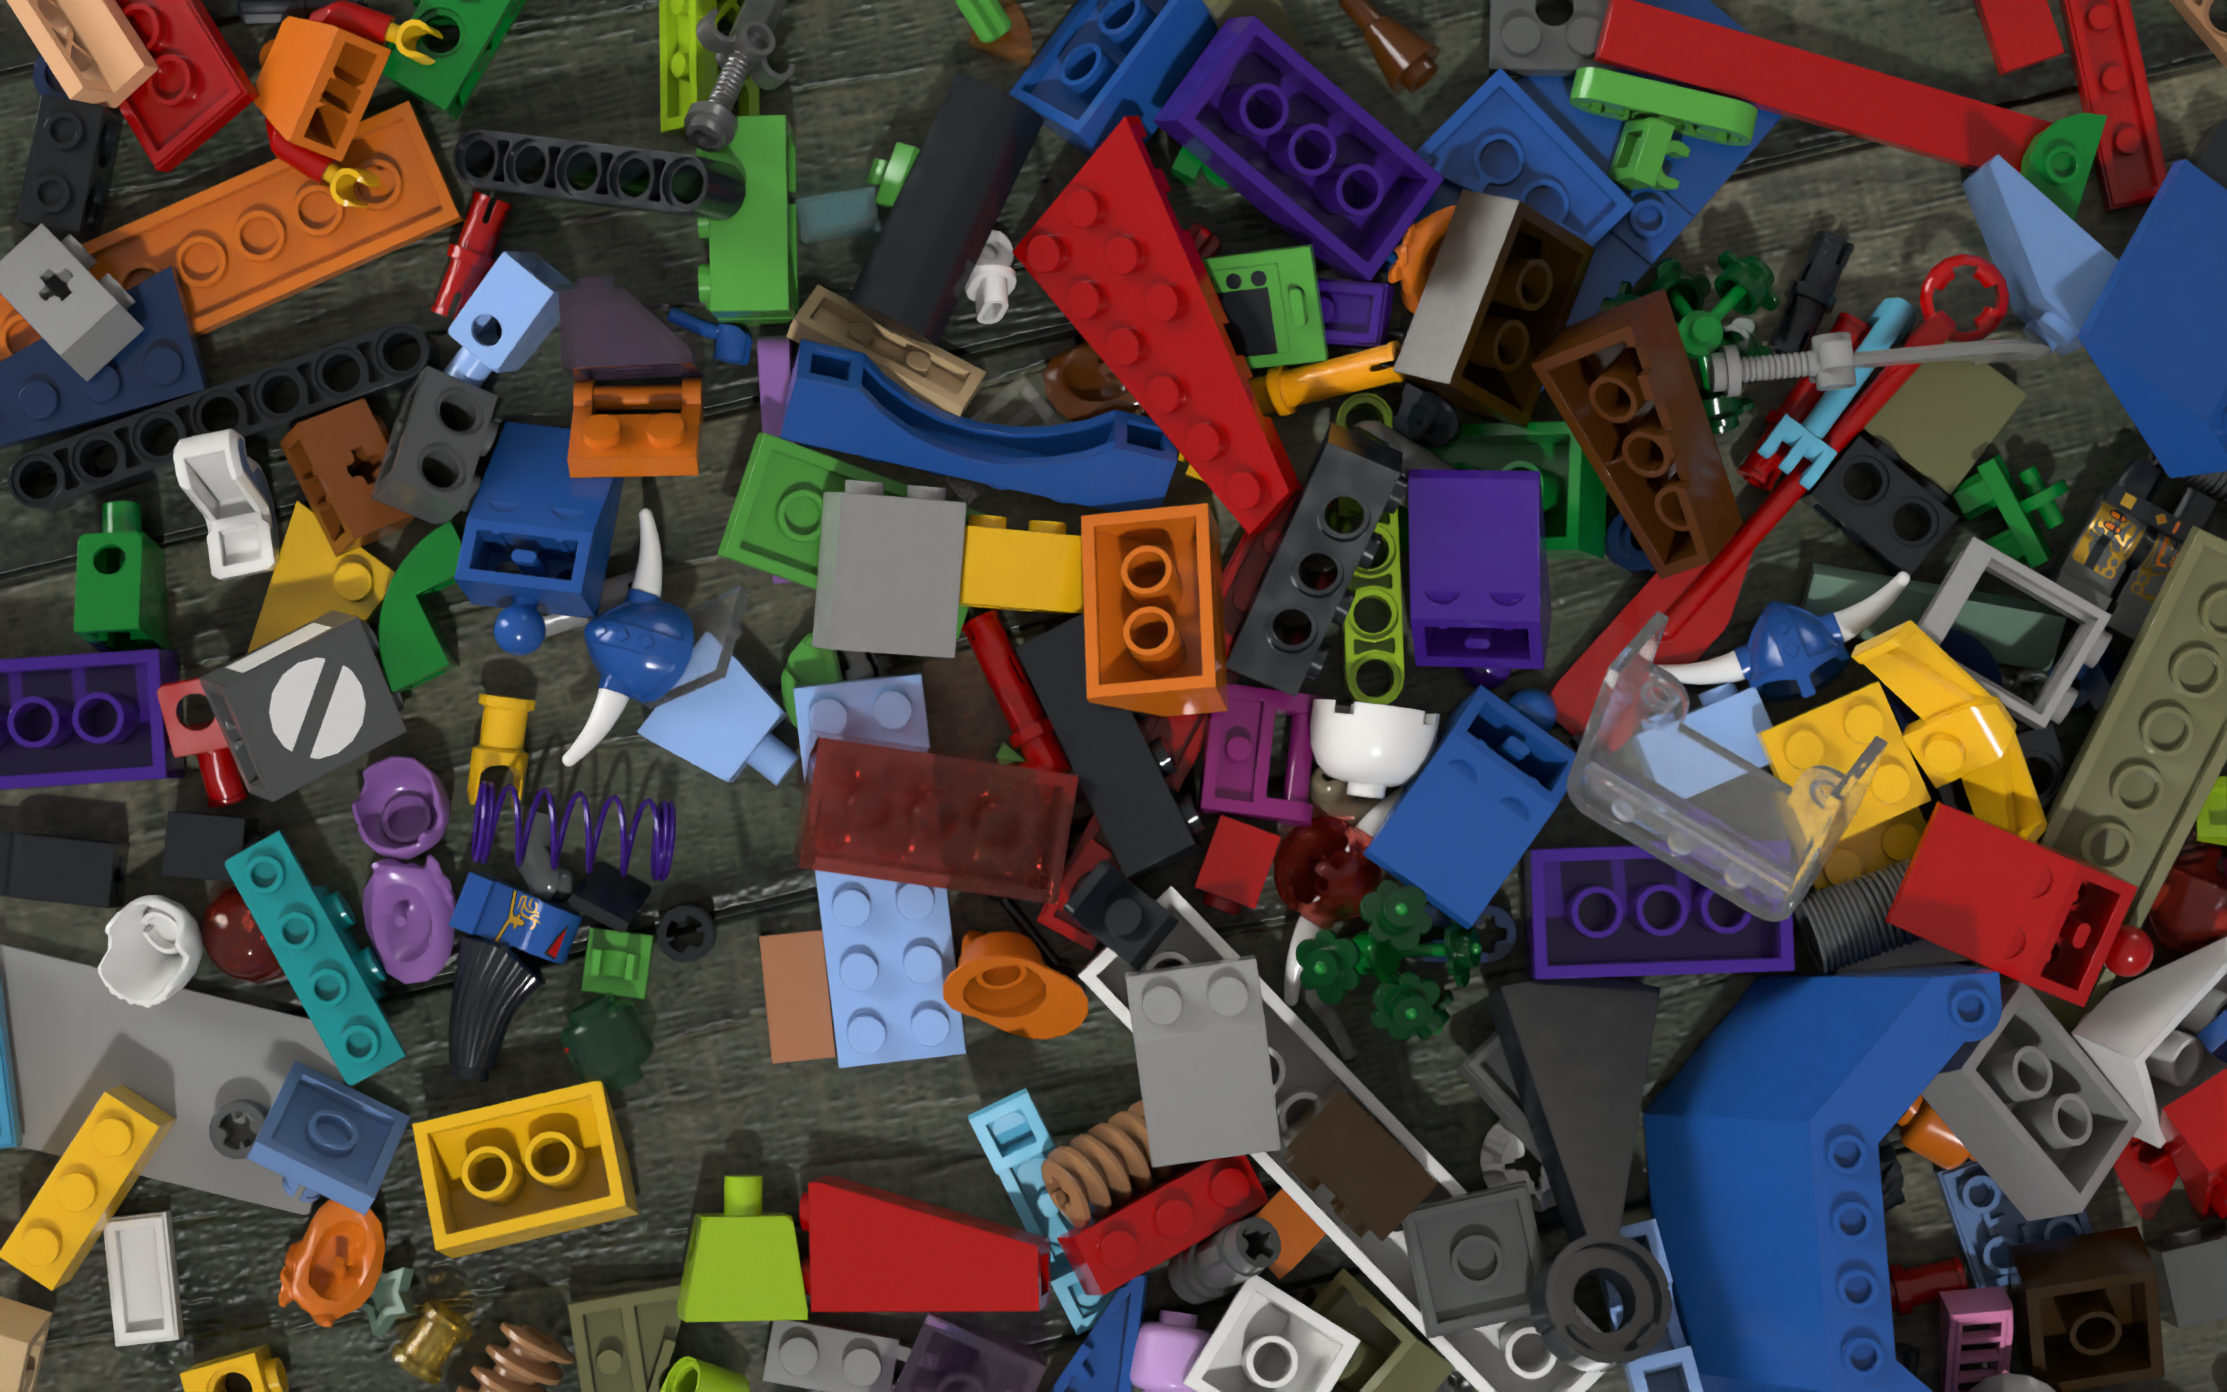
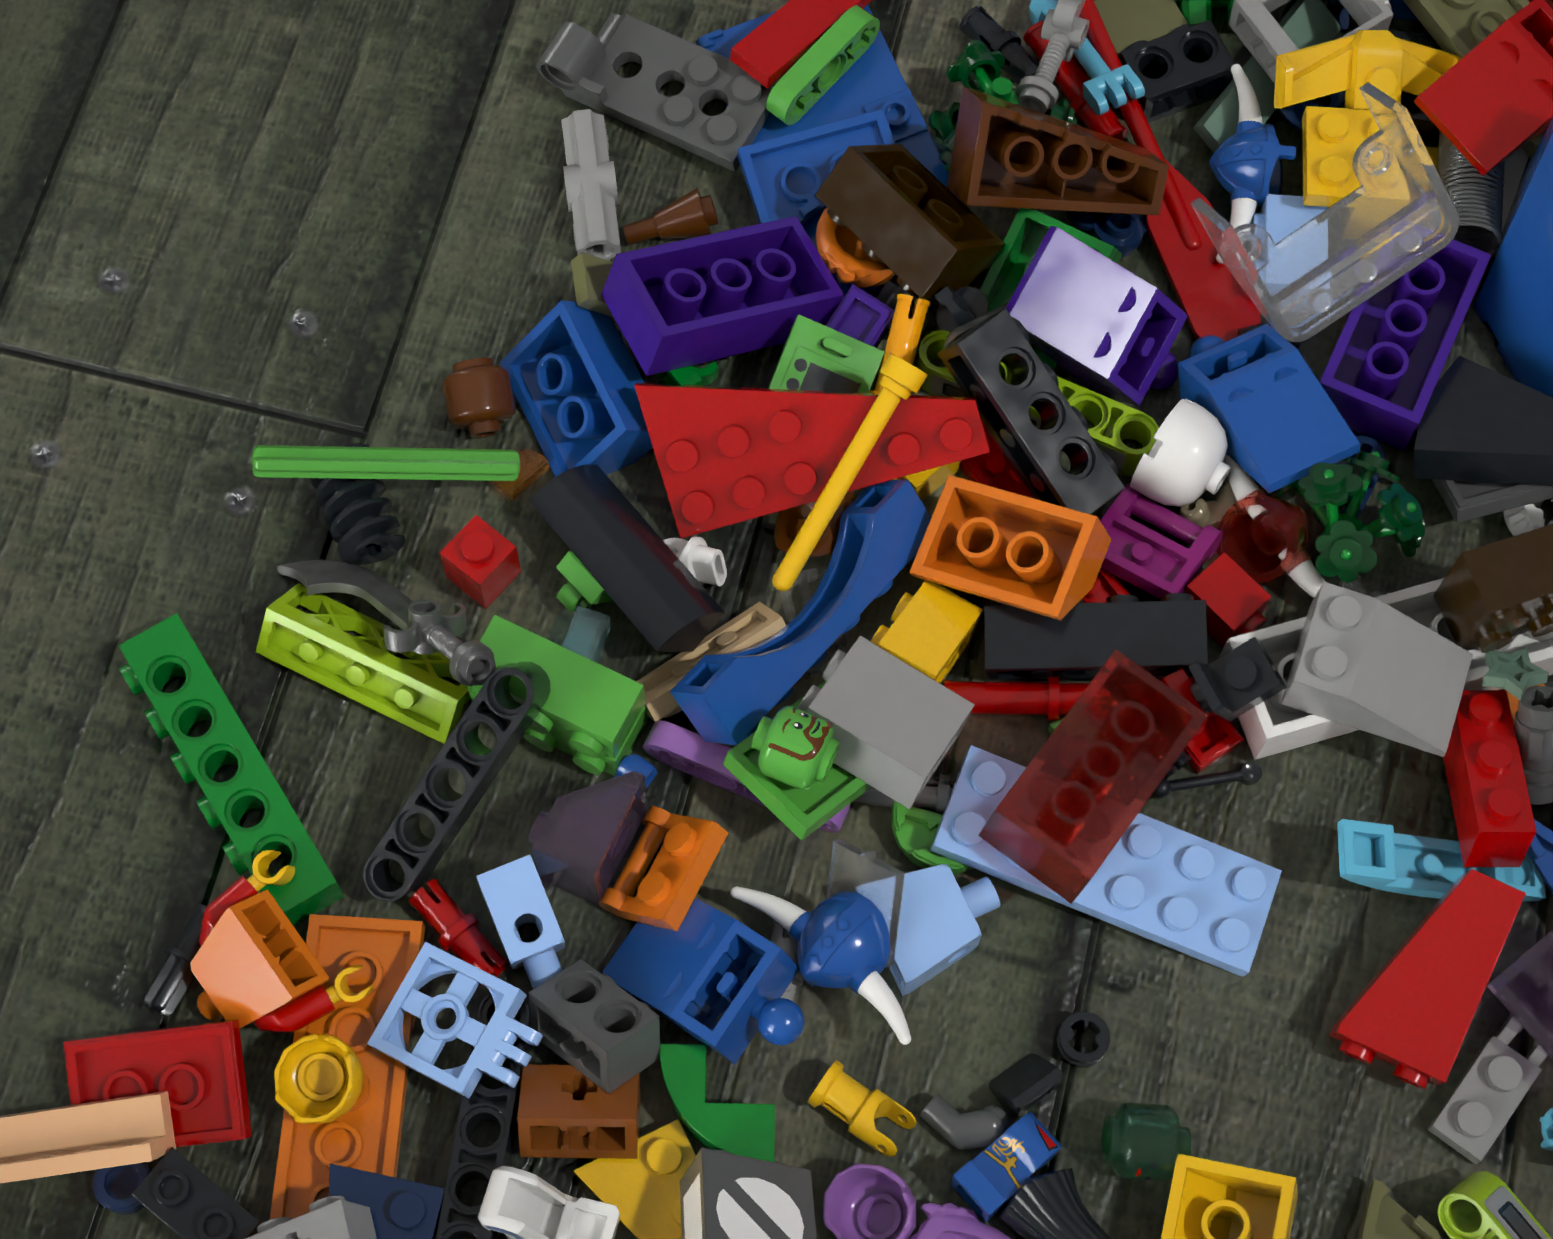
camera: 65 degrees left, 20 degrees down
(239, 209) = (318, 1079): none -> yellow hair
(360, 357) = (491, 1042): none -> light blue piece
(487, 816) = (986, 1023): dark purple piece -> none
(618, 962) = (1080, 1106): bright green tile -> none
(742, 1261) = (1377, 1123): lime torso -> none
(795, 501) = (795, 747): none -> bright green head
(797, 996) = (1175, 979): nougat tile -> none
(869, 58) = (480, 561): none -> red brick
(1010, 987) = (1247, 804): orange piece -> none
(1101, 1167) = (1423, 798): medium nougat piece -> none
(1264, 399) = (897, 382): none -> yellow piece
(1277, 1200) = (1513, 672): none -> sand green piece
(1642, 153) = (848, 89): bright green tile -> none

